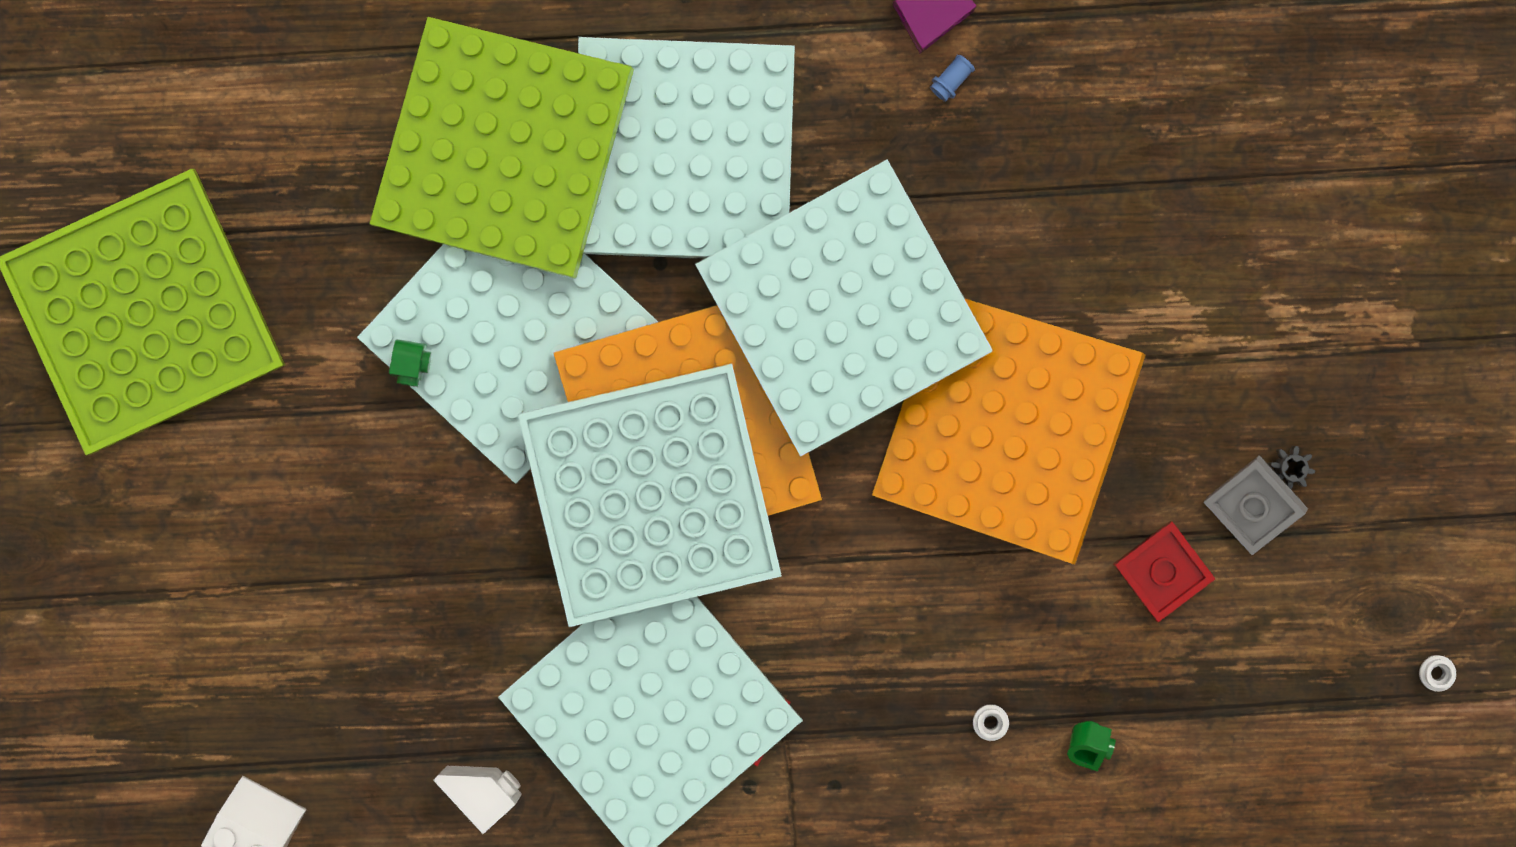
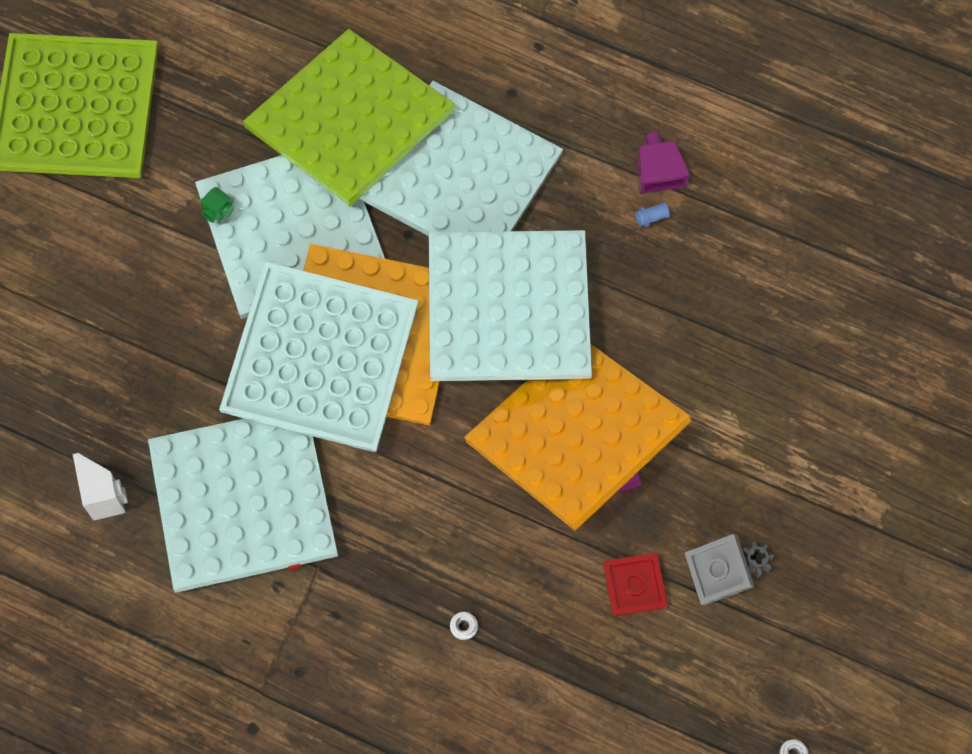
camera: 25 degrees right, 20 degrees down
(1090, 745) = (523, 674): green plate -> none

